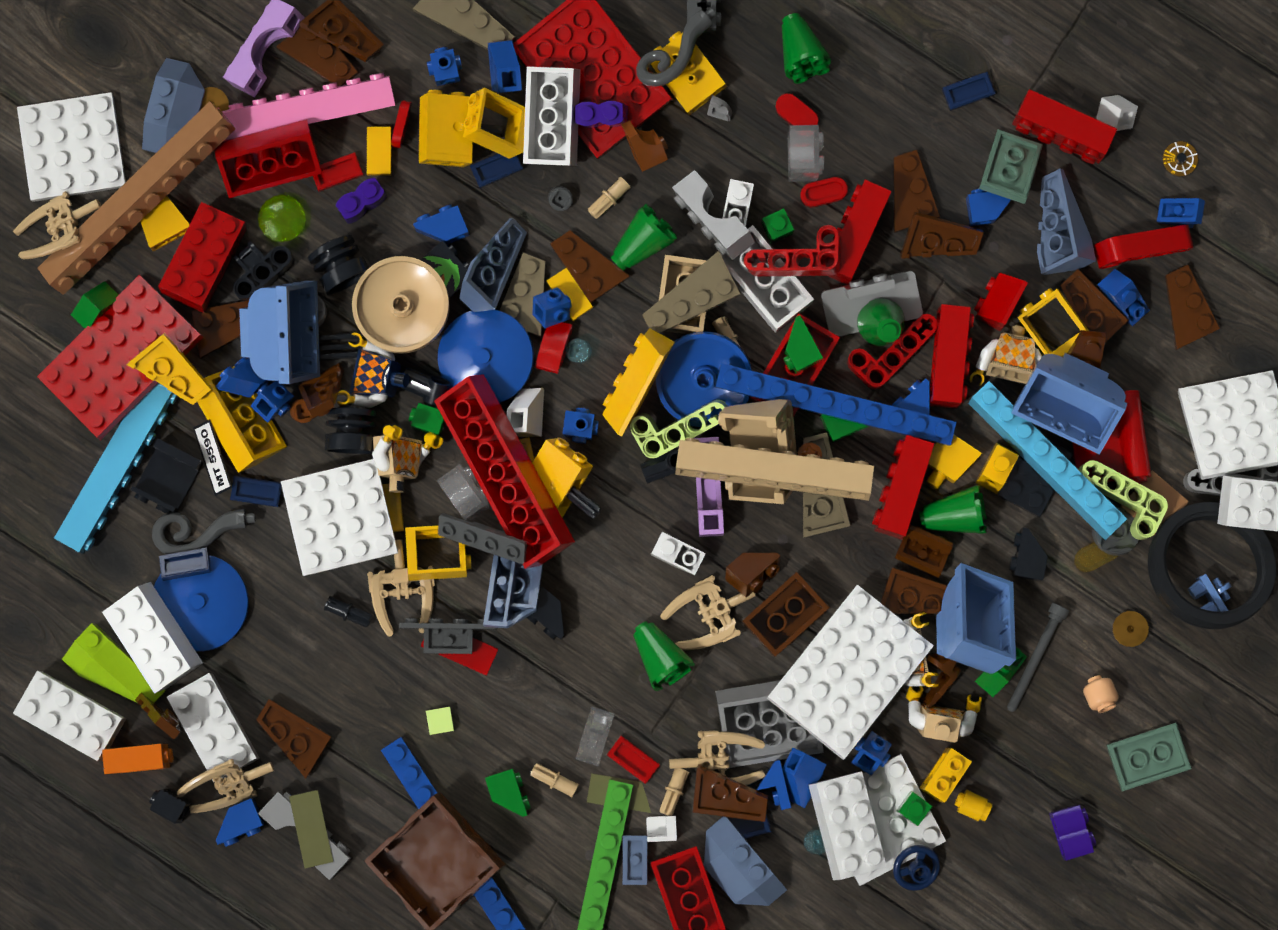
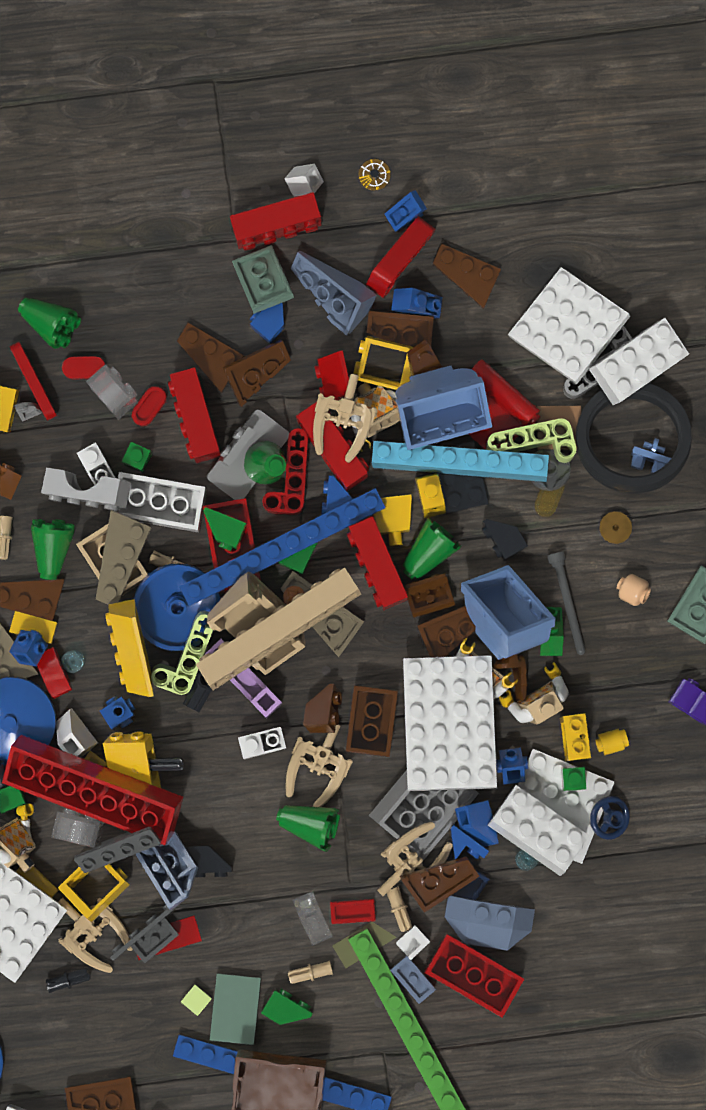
camera: 35 degrees left, 0 degrees up
(465, 756) = (235, 1009): none -> sand green tile
(745, 88) = (33, 381): none -> red beam
(793, 257) = (166, 469): red beam -> none
(968, 91) = (189, 251): dark blue tile -> none
(988, 334) = (345, 408): none -> tan bar

